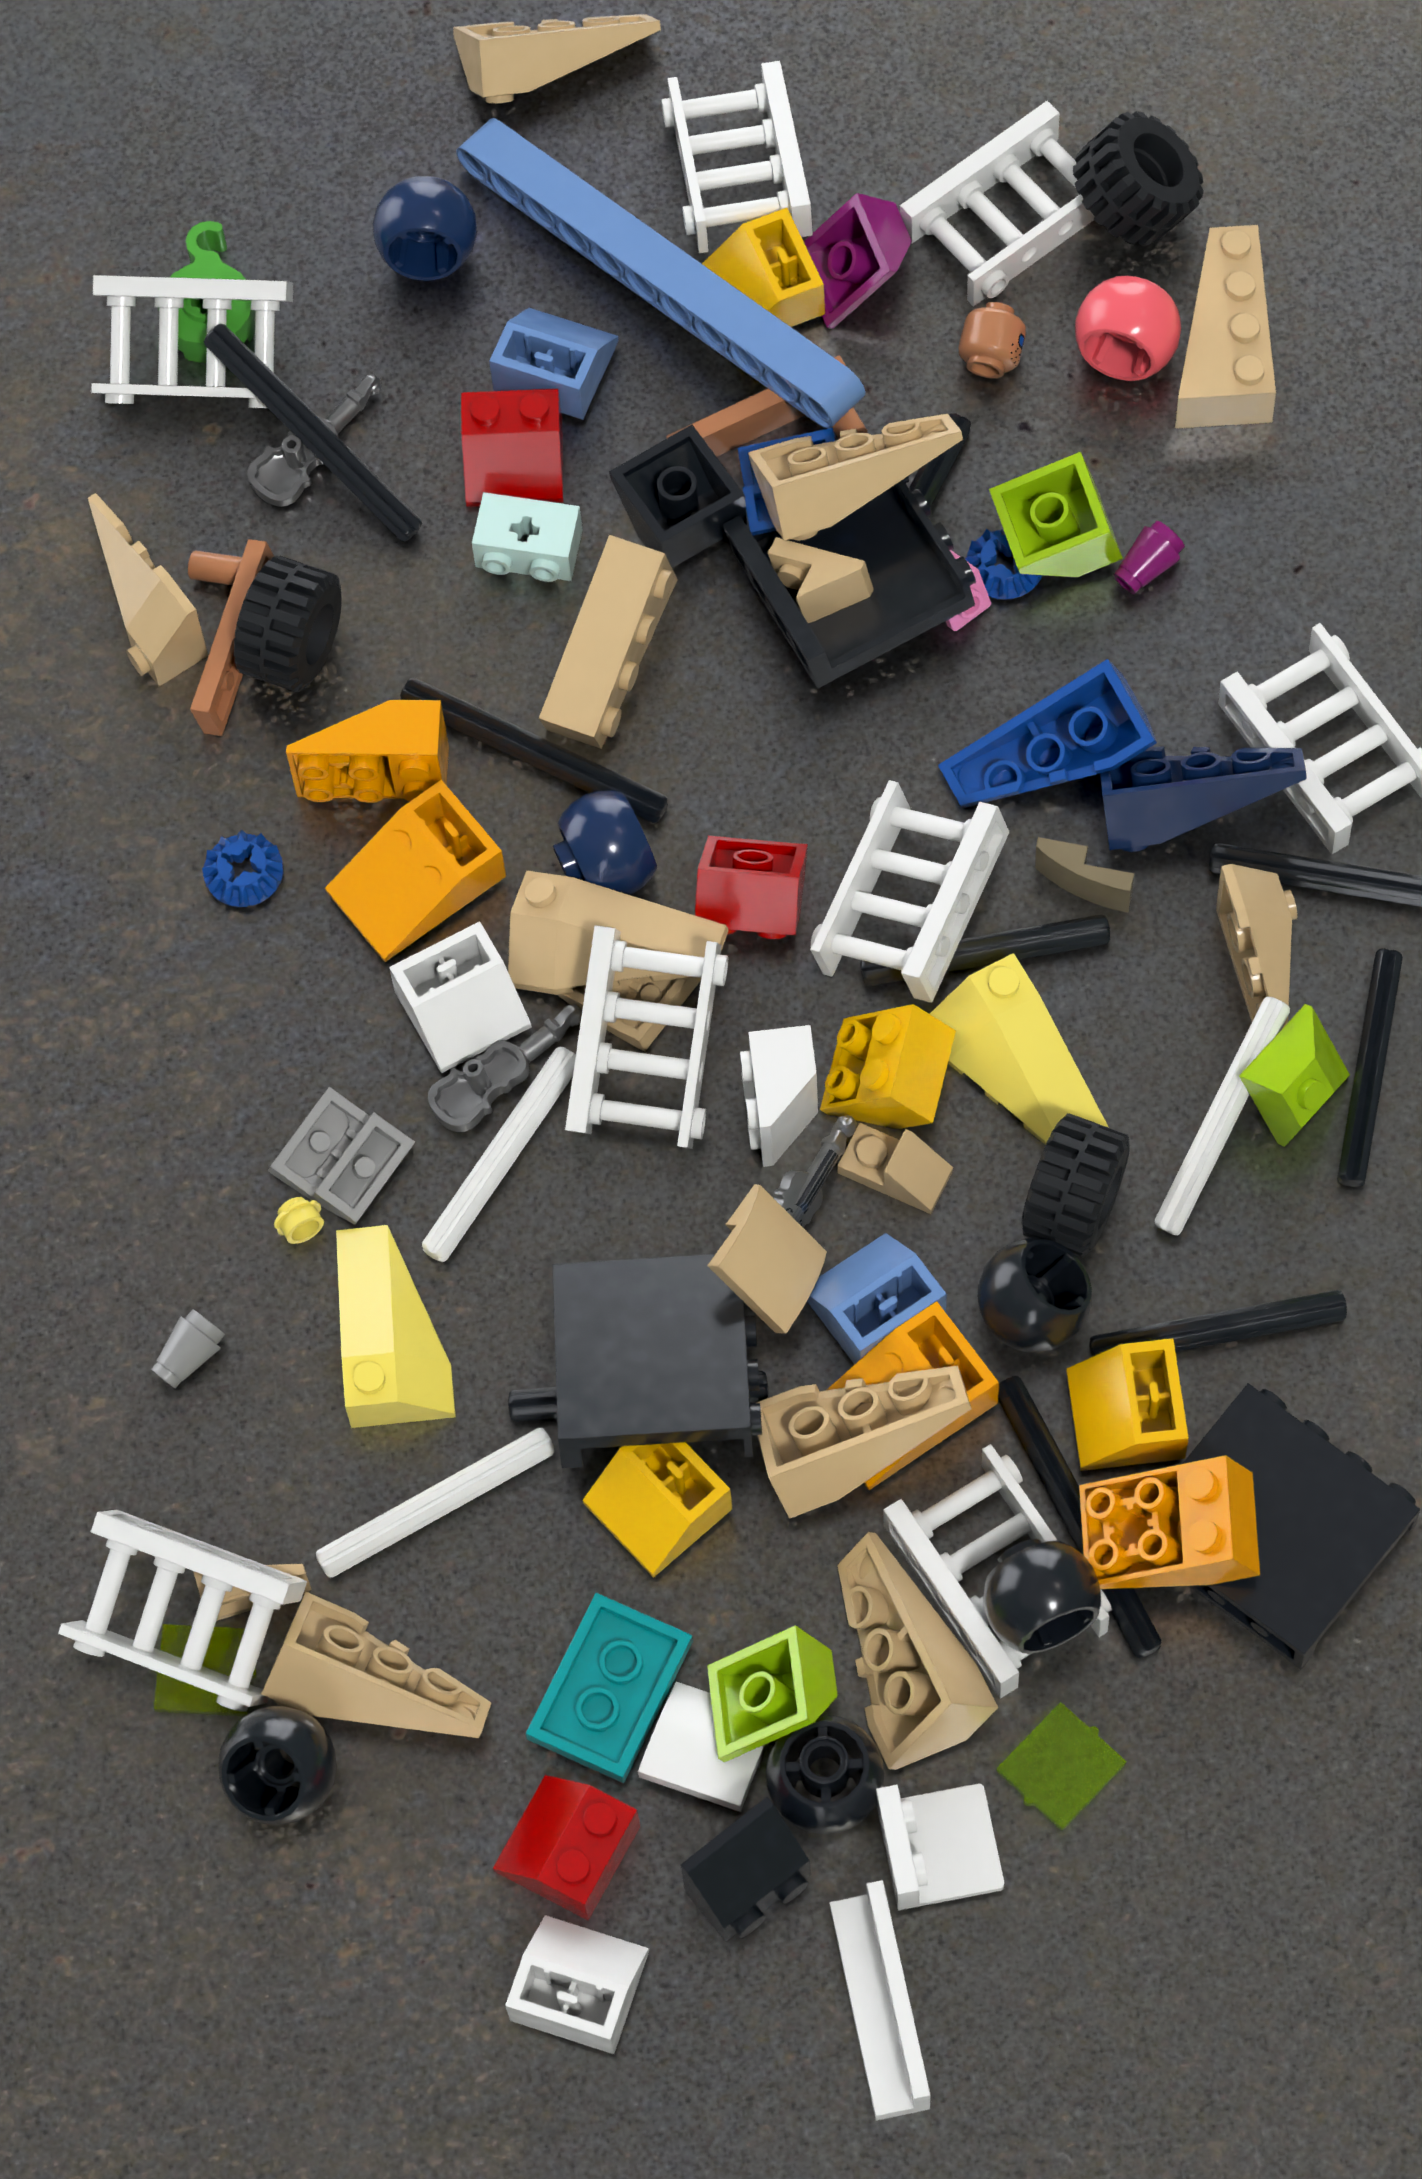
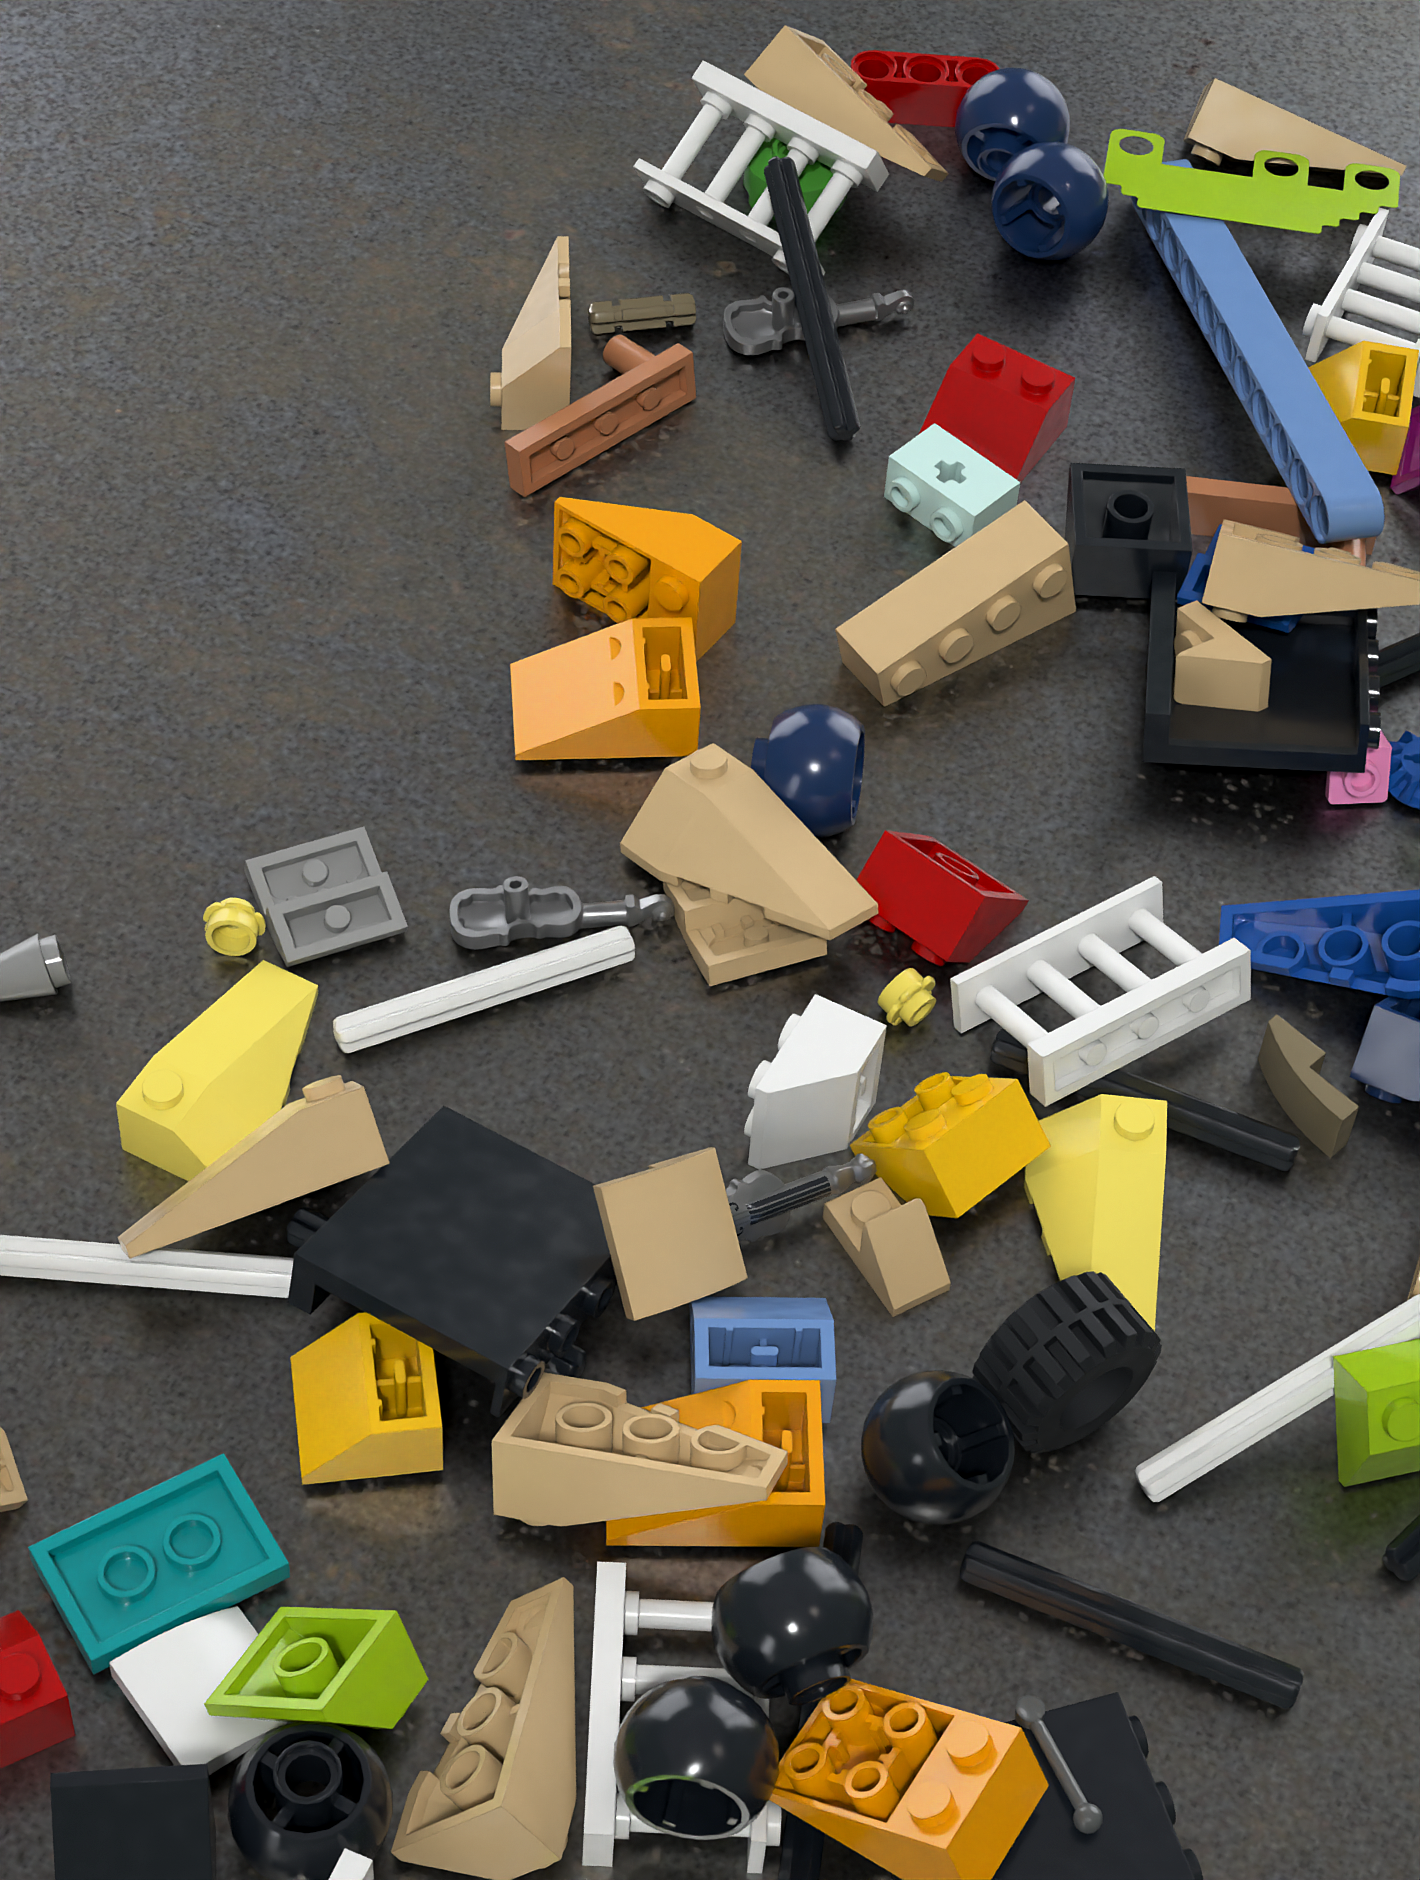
camera: 25 degrees right, 15 degrees down
(185, 238) = (820, 84): none -> tan wedge
(188, 518) = (642, 313): none -> dark tan axle
(248, 887) = (438, 623): blue gear -> none
(257, 150) = (919, 85): none -> red beam
(287, 623) = (654, 420): black tyre -> none
(347, 172) = (1006, 115): none -> dark blue wheel
(459, 997) = (558, 818): white slope -> none
(487, 1379) = (290, 1155): none -> tan wedge
(537, 750) = (818, 671): black axle -> none
(552, 354) = (1106, 368): medium blue slope -> none
(571, 133) = (1254, 200): none -> lime piece
(604, 1006) = (689, 896): white fence -> none
(784, 976) = (908, 998): none -> light yellow plate
(1043, 1478) = (793, 1625): none -> black wheel
(1128, 1406) = (964, 1632): yellow slope -> none
(1207, 1433) = (1030, 1715): none -> dark grey hinge

